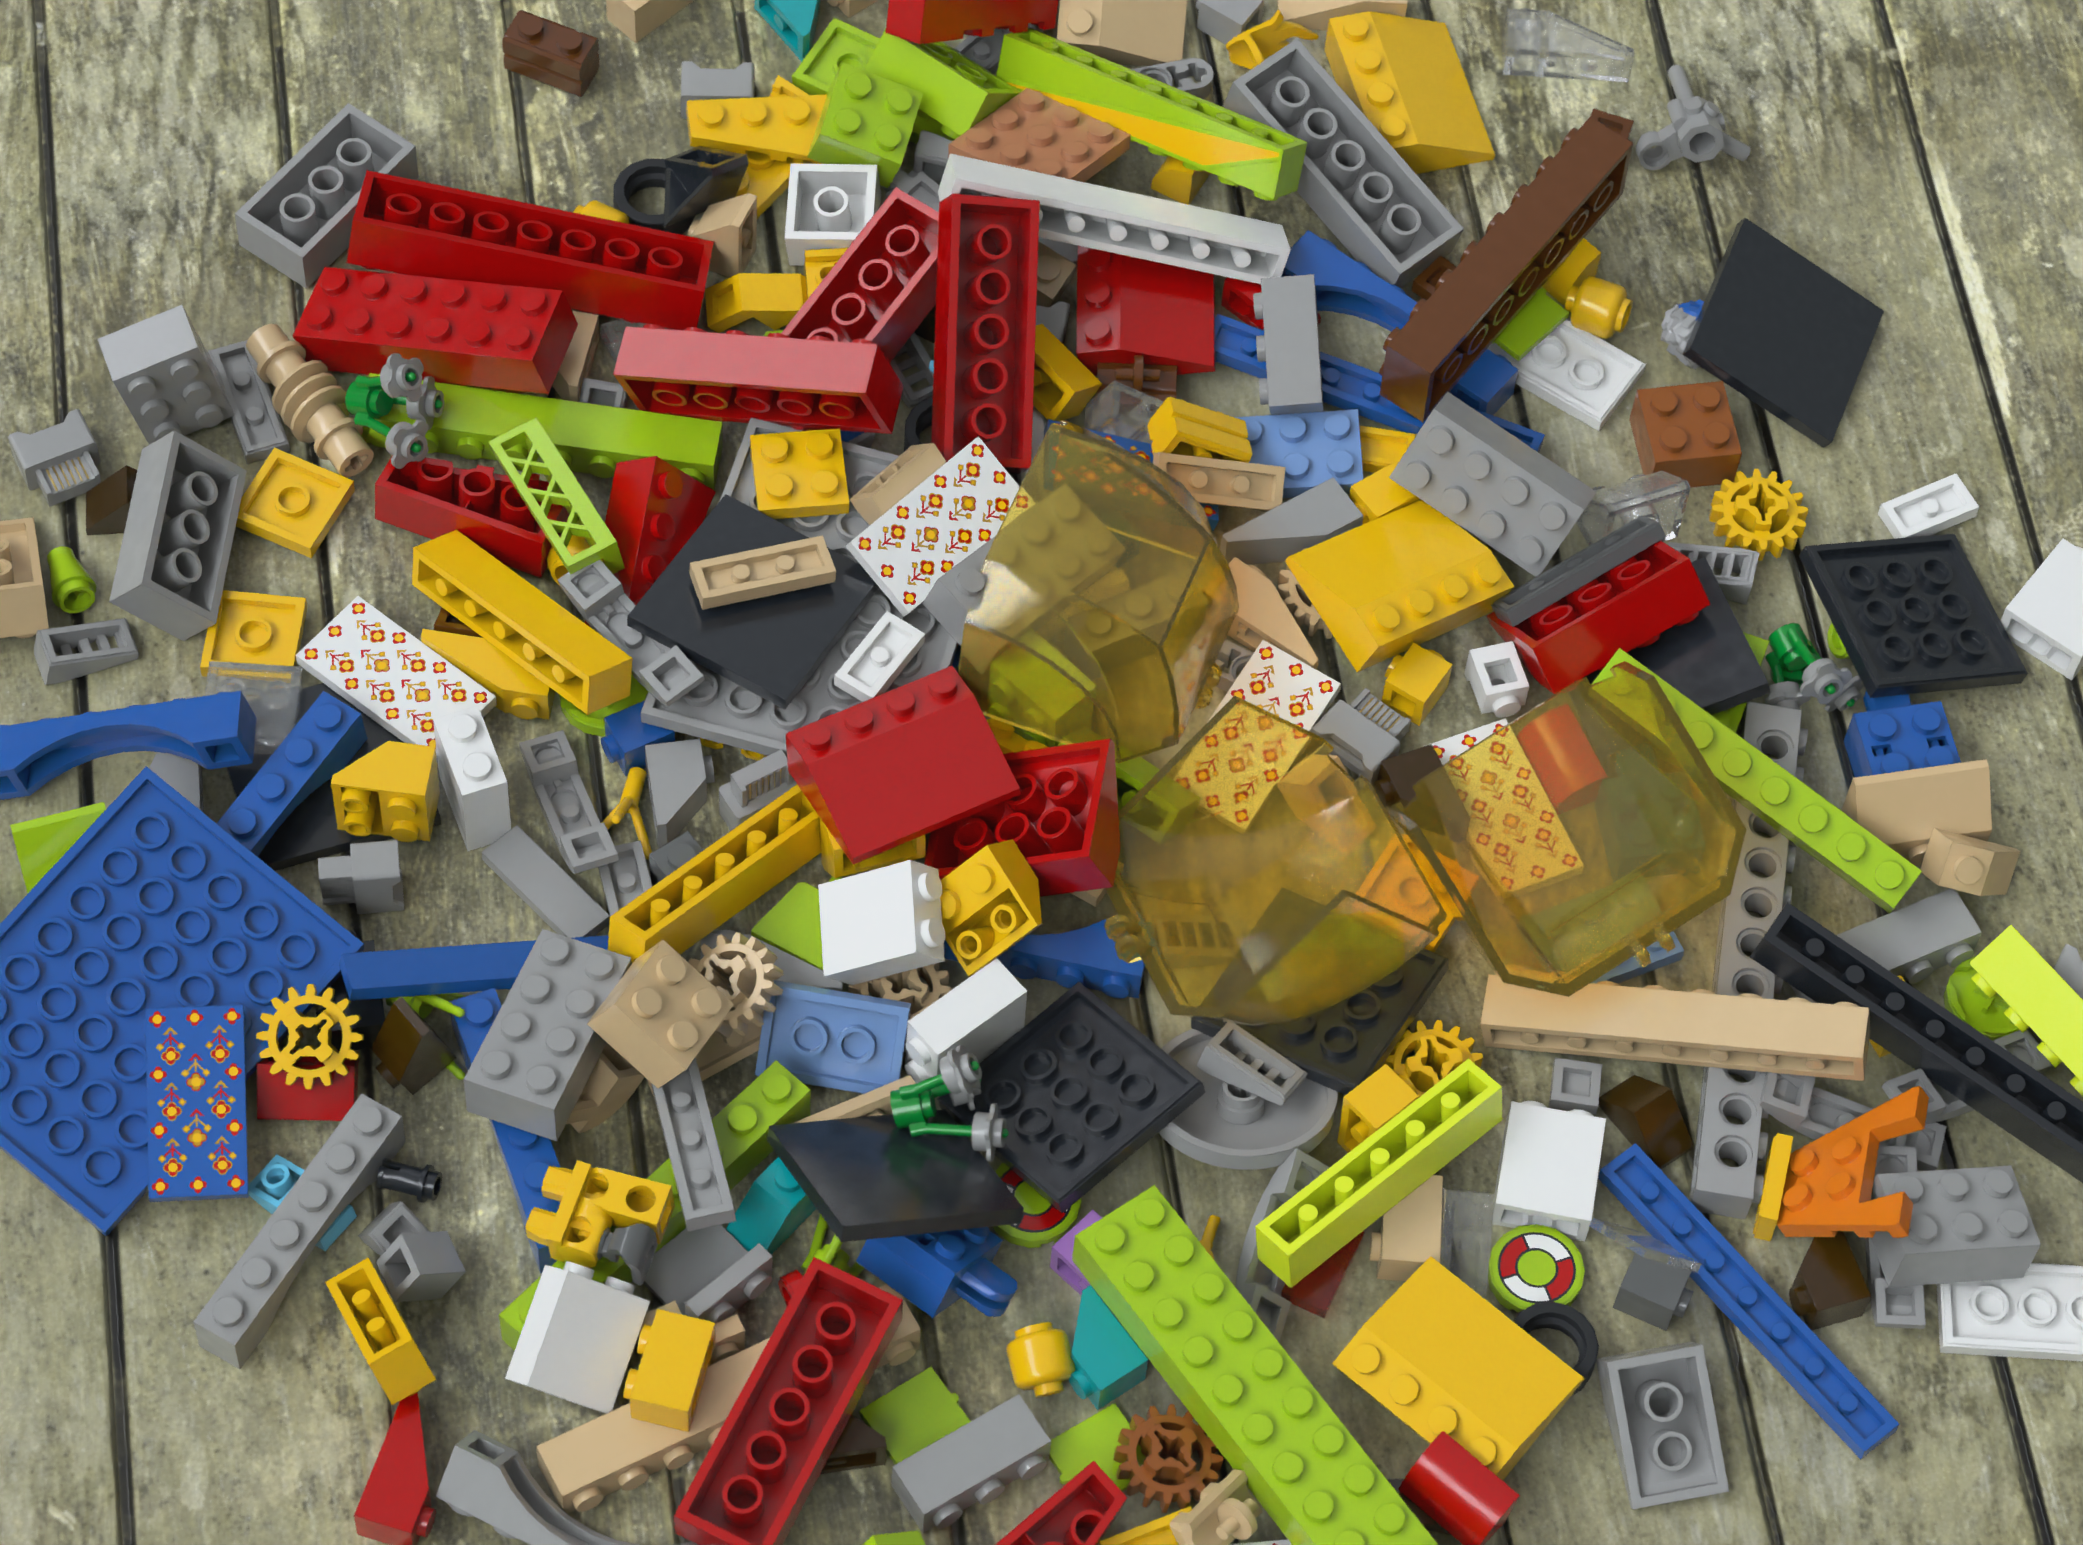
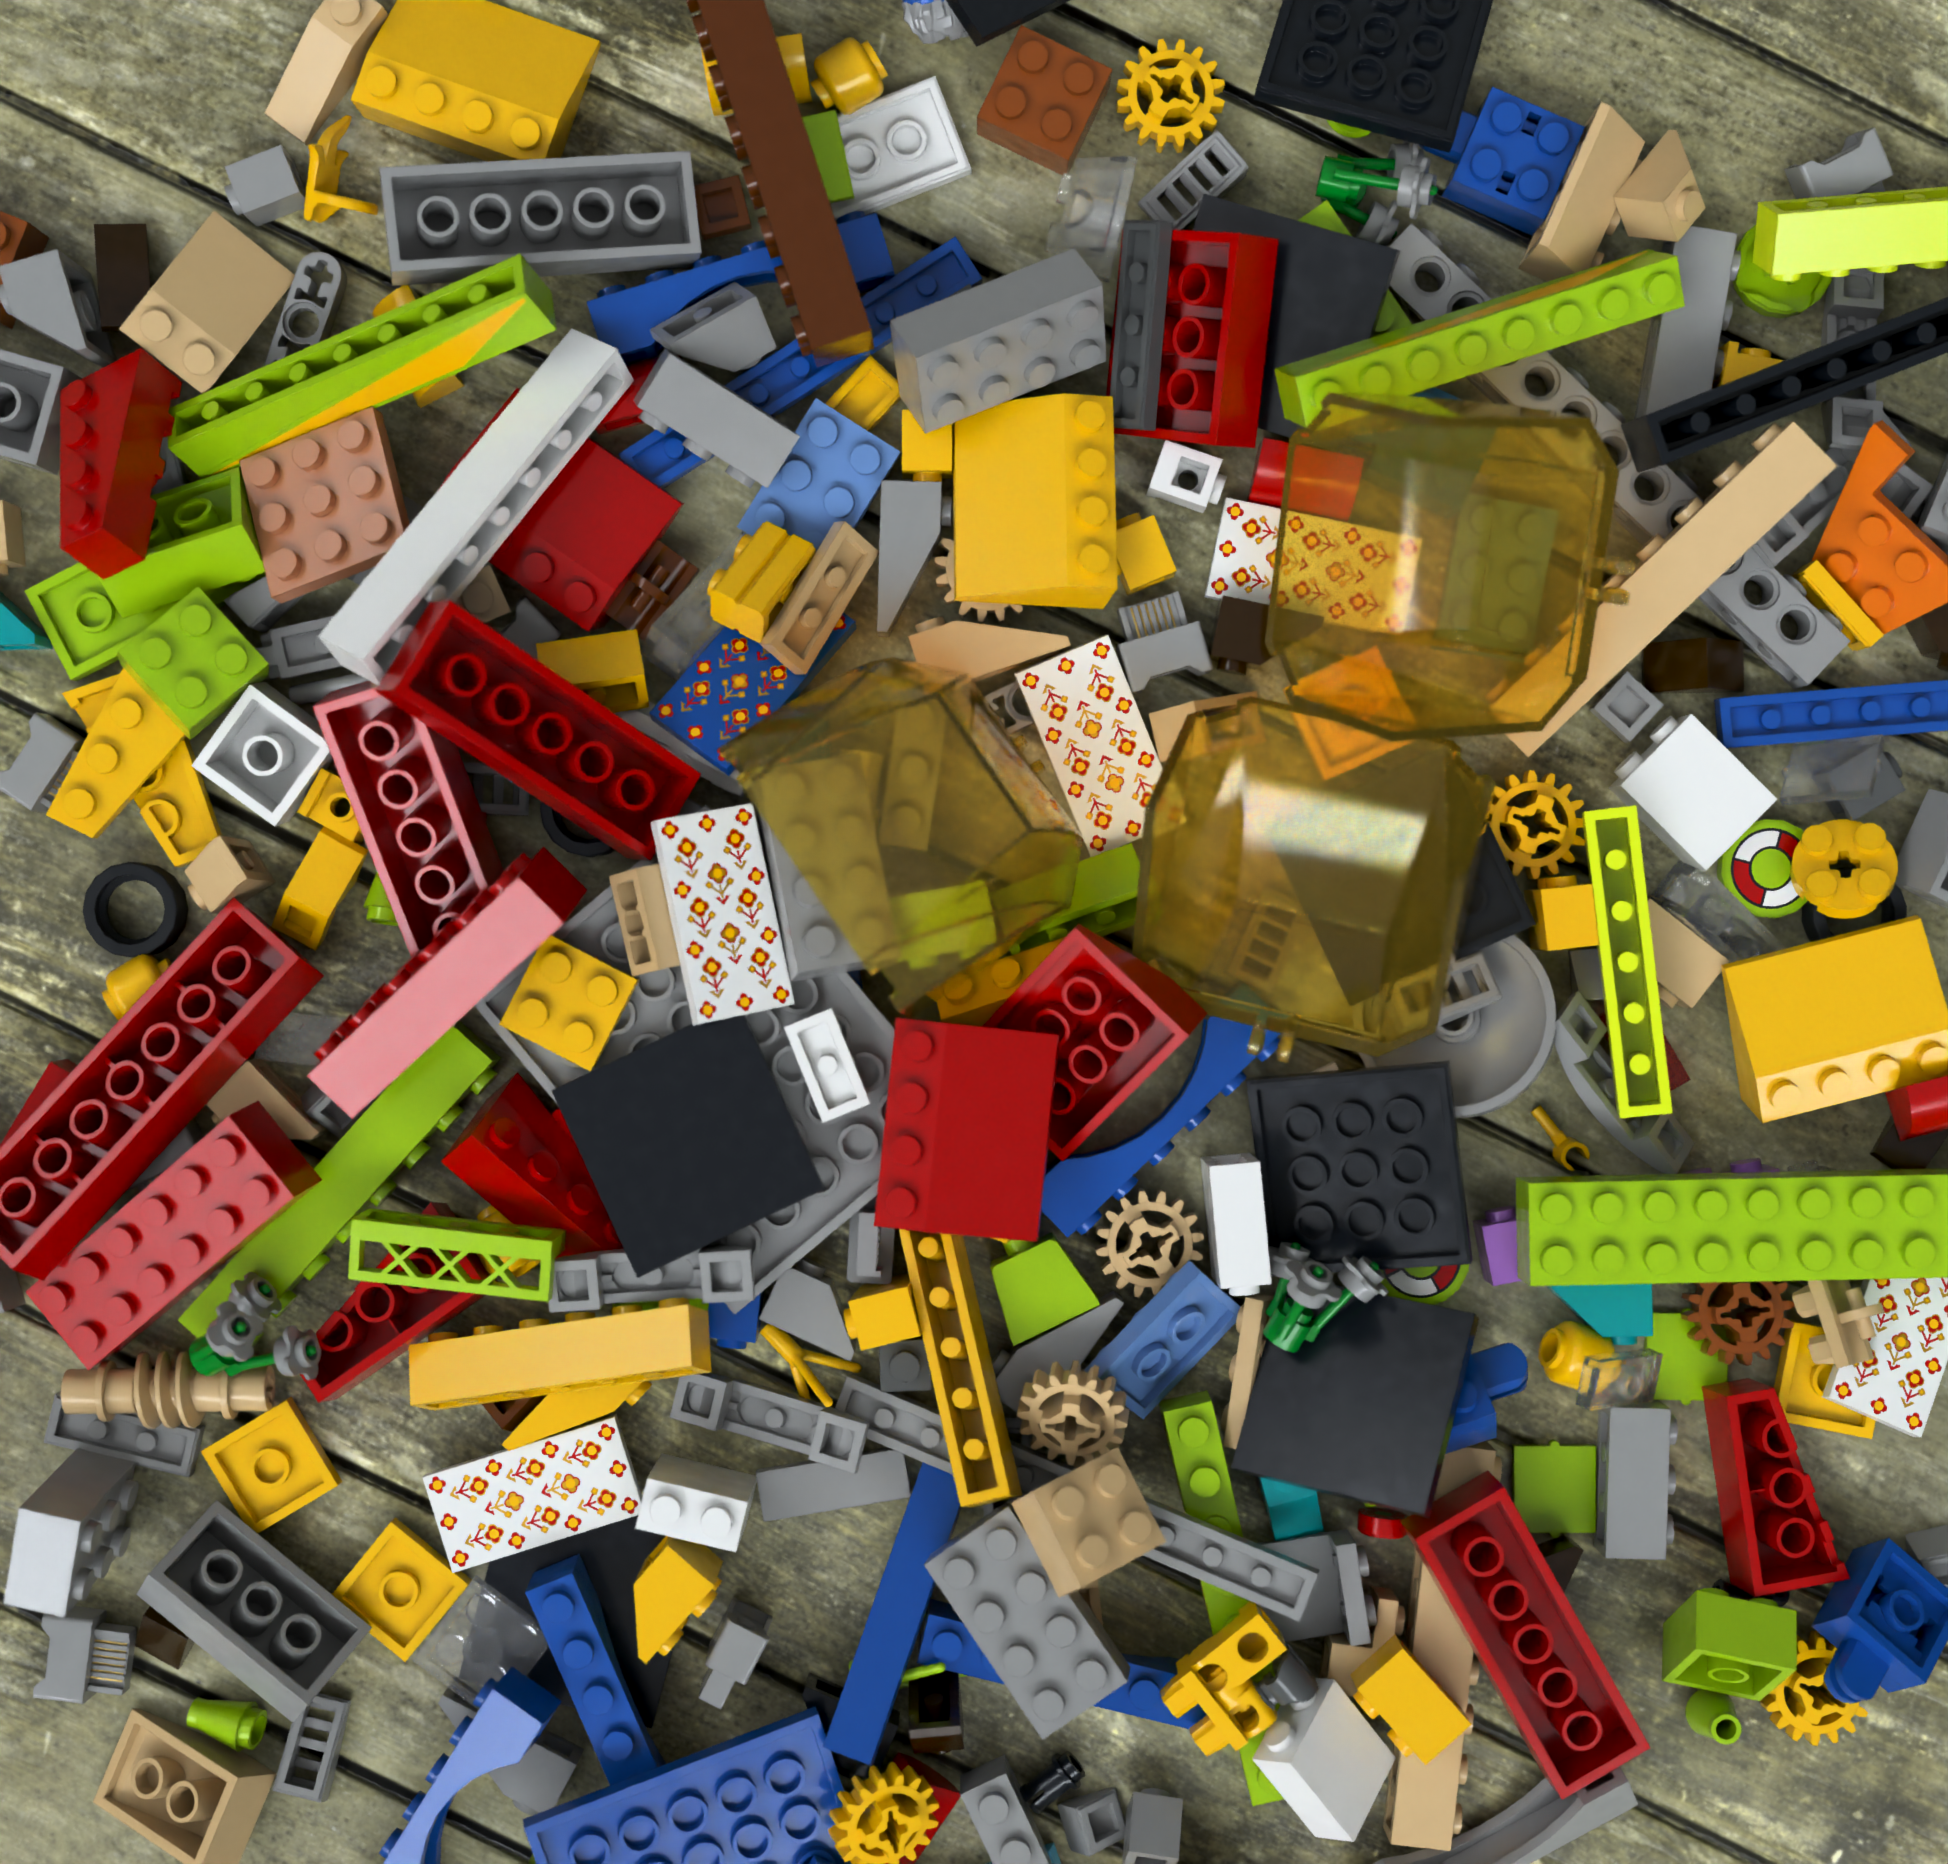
camera: 50 degrees left, 30 degrees up
(700, 179) = (149, 865): black slope -> none
(711, 810) = (882, 1313): none -> yellow brick
(762, 572) = (673, 1124): tan plate -> none
(881, 922) = (1108, 1248): white brick -> none
(989, 904) = (1154, 1142): yellow slope -> none
(1046, 1388) = (1618, 1379): none -> clear plate
(1354, 322) = (719, 330): none -> light grey slope
(1596, 1303) = (1847, 840): none -> yellow plate

